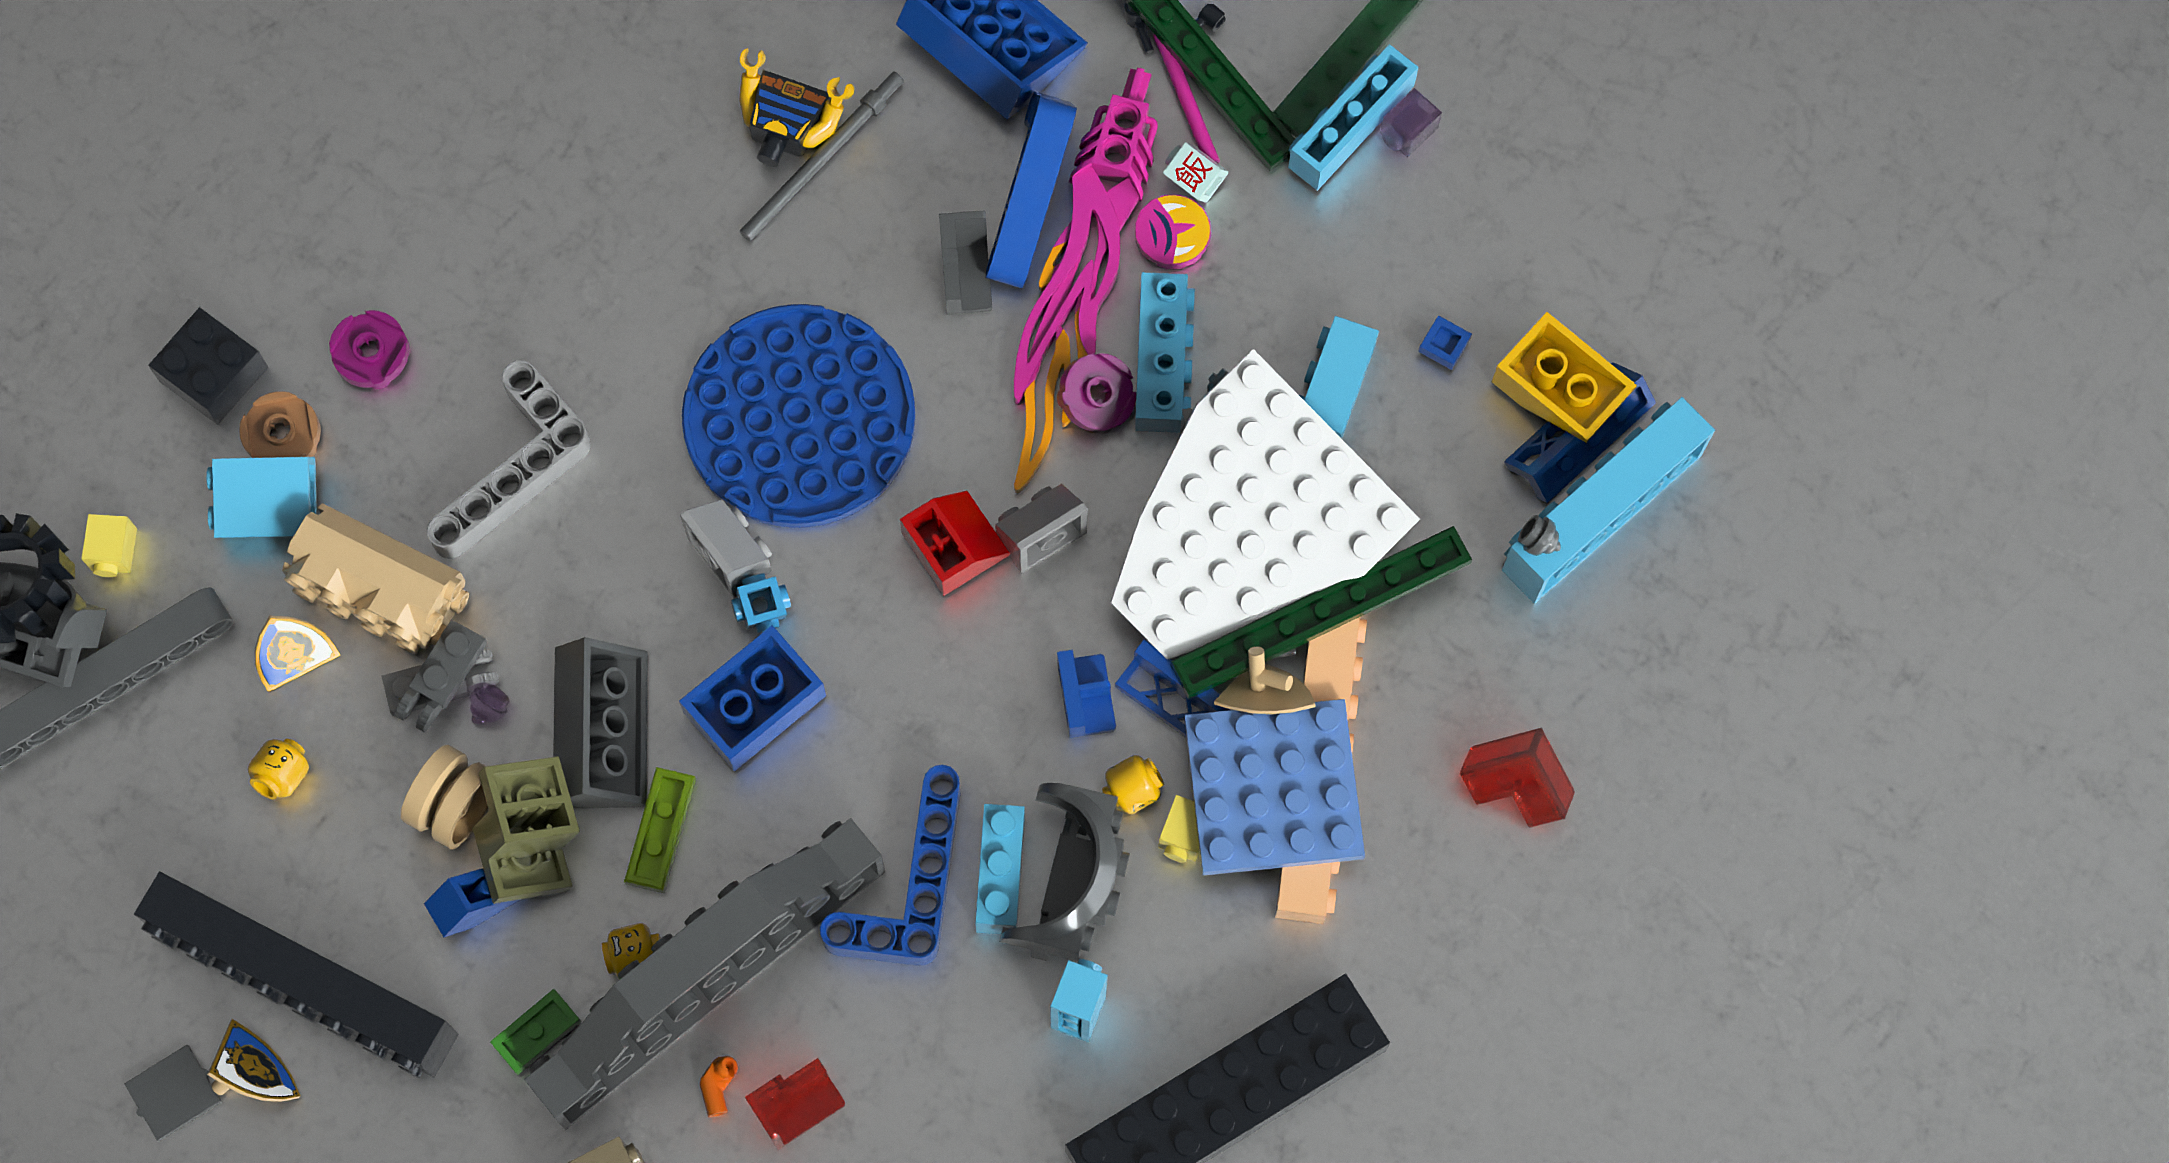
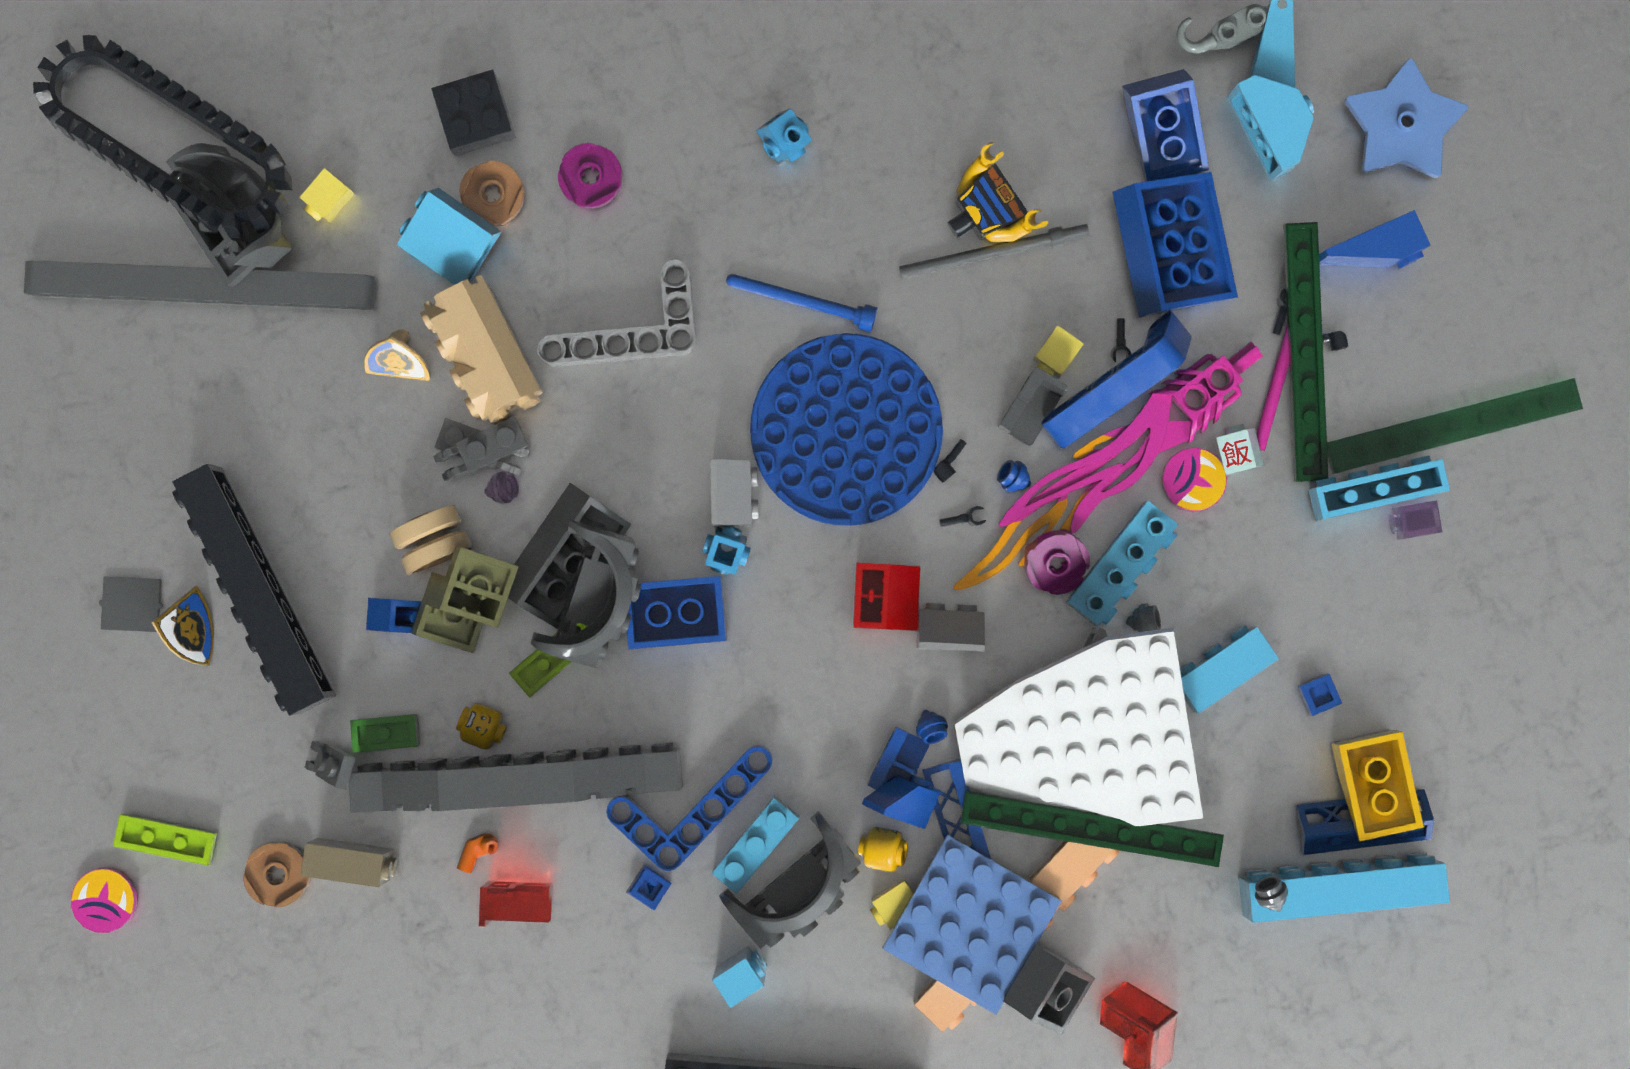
camera: 40 degrees right, 15 degrees up
(278, 768) = (336, 435): yellow head -> none
(500, 1091) = (331, 764): none -> dark grey hinge
(538, 182) = (784, 136): none -> dark azure brick
(659, 724) = (597, 597): none -> dark grey piece
(736, 298) = (861, 315): none -> blue piece
(922, 385) = (944, 469): none -> black hand
(923, 993) = (648, 887): none -> blue tile
(951, 194) = (1057, 352): none -> light yellow brick
(979, 416) = (962, 518): none -> black hand
(996, 344) = (1013, 476): none -> blue plate
(1005, 154) = (1120, 341): none -> black hand
(1093, 635) = (931, 727): none -> blue plate
(1119, 719) = (904, 800): none -> blue slope
(1265, 689) = (1014, 856): tan shield -> none
(1398, 796) = (1049, 989): none -> dark grey brick

